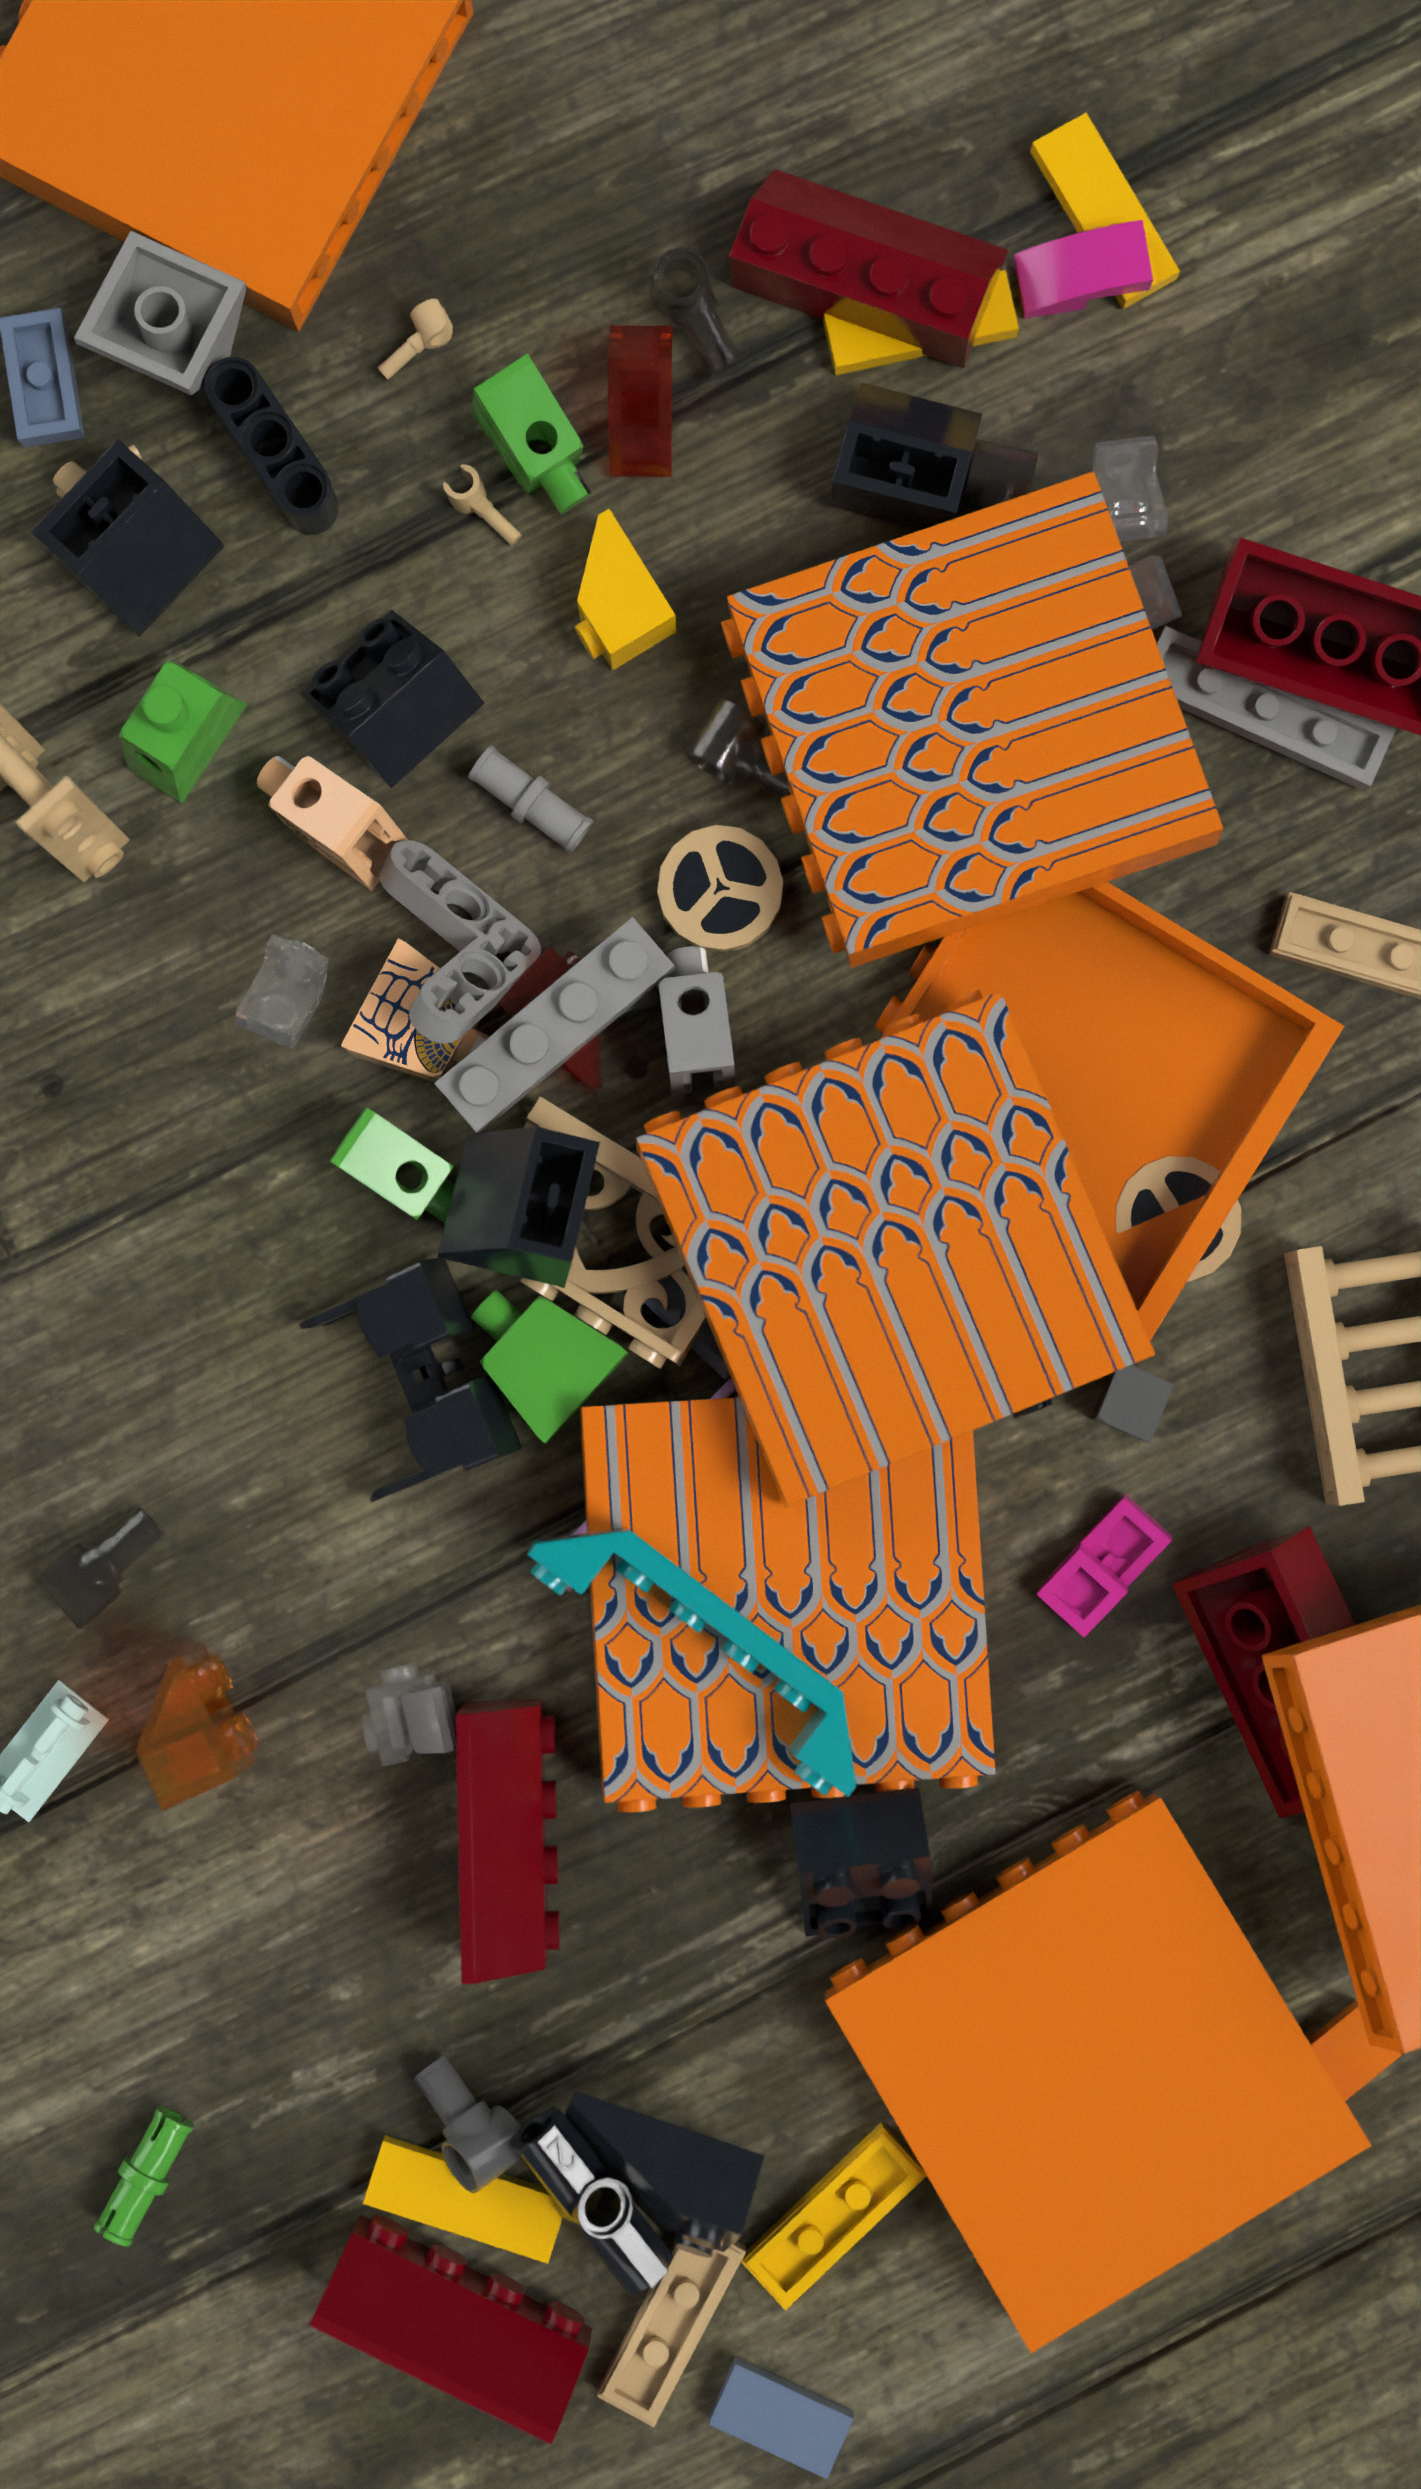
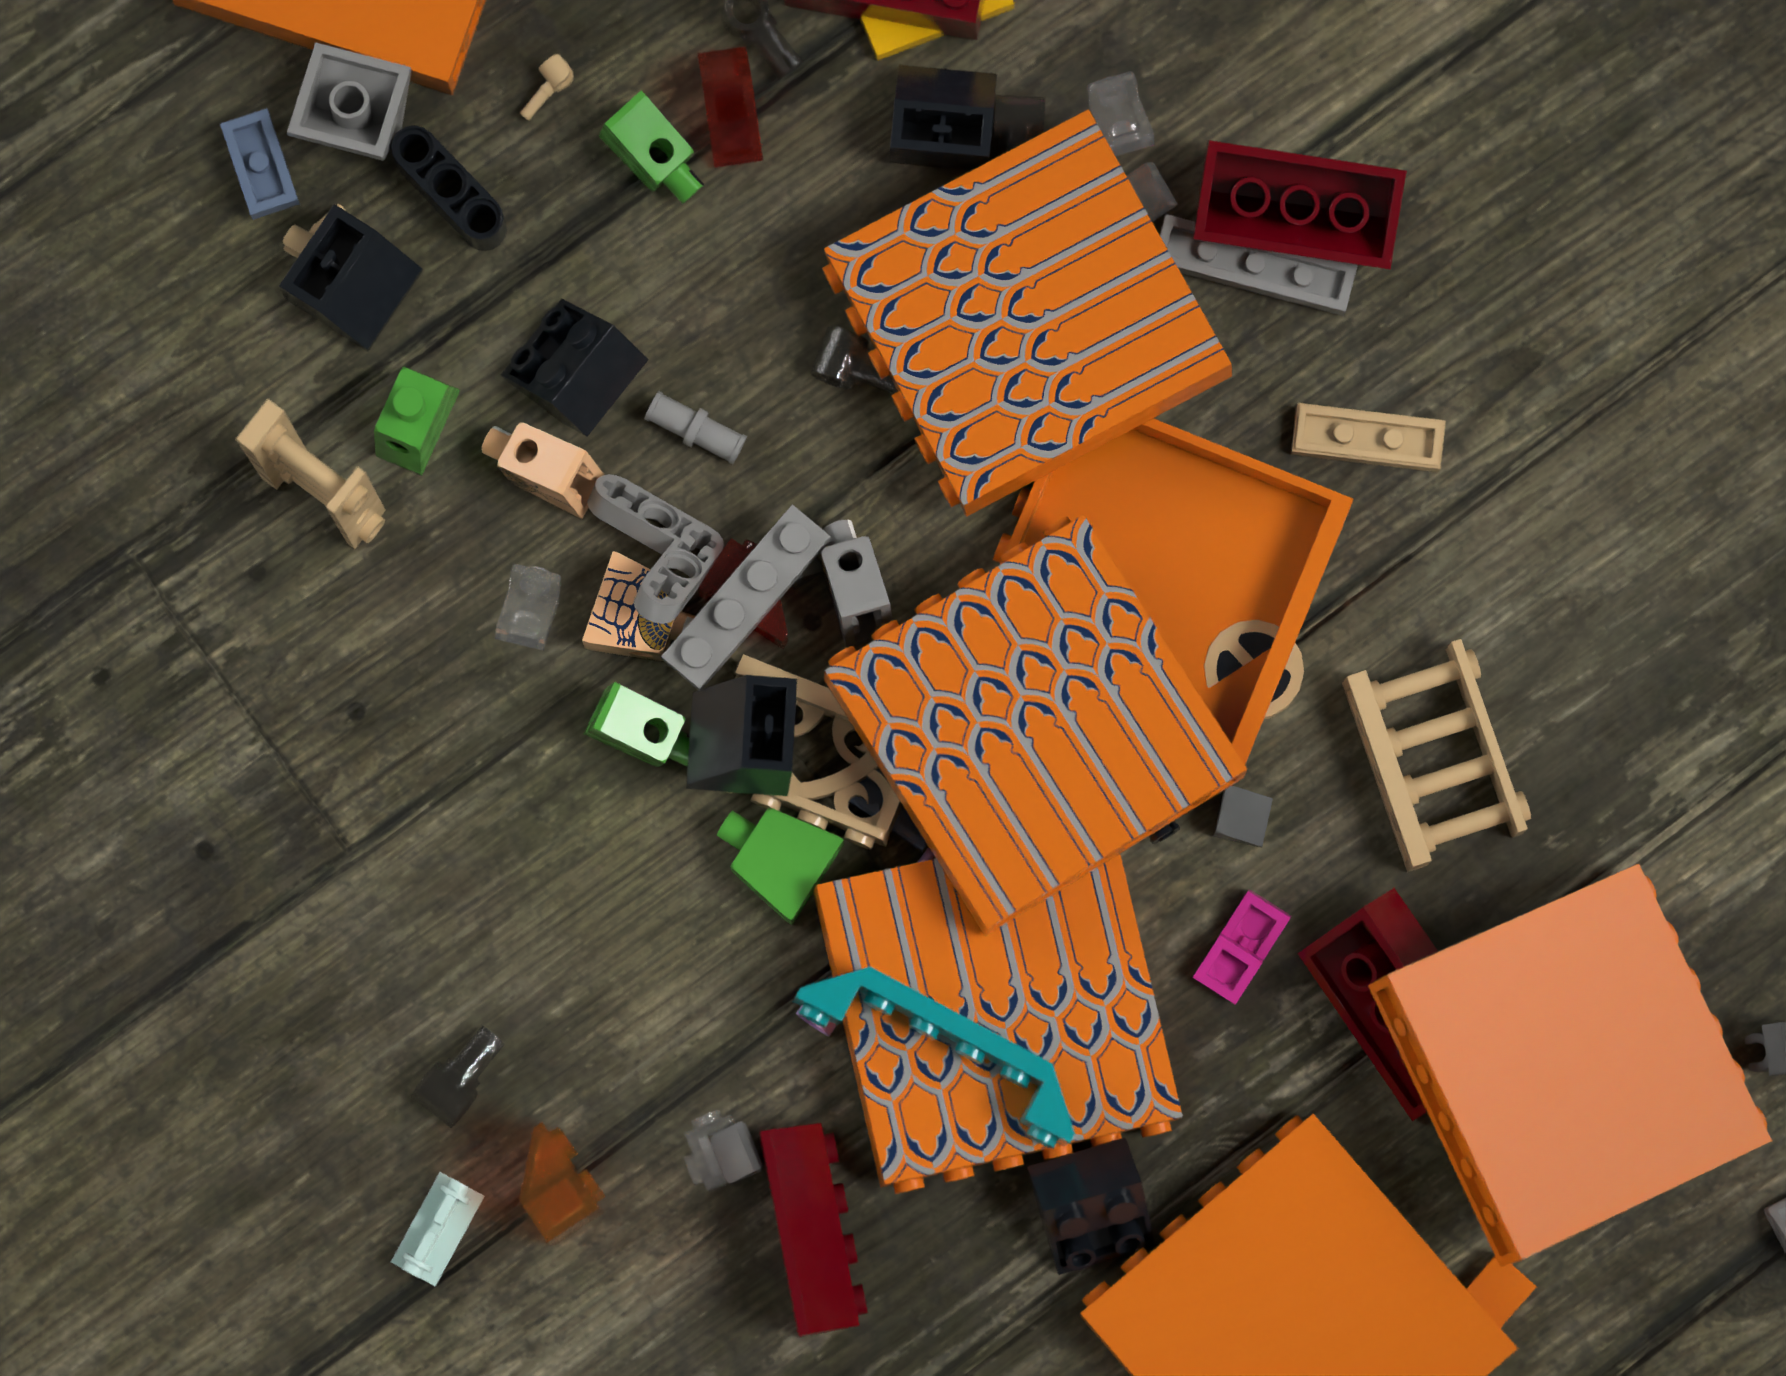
camera: 10 degrees left, 5 degrees down
(405, 1320) = (712, 919): black piece -> none
(476, 501) = (619, 207): tan hand -> none
(619, 599) = (739, 262): yellow slope -> none
(720, 888) = (854, 472): tan tile -> none

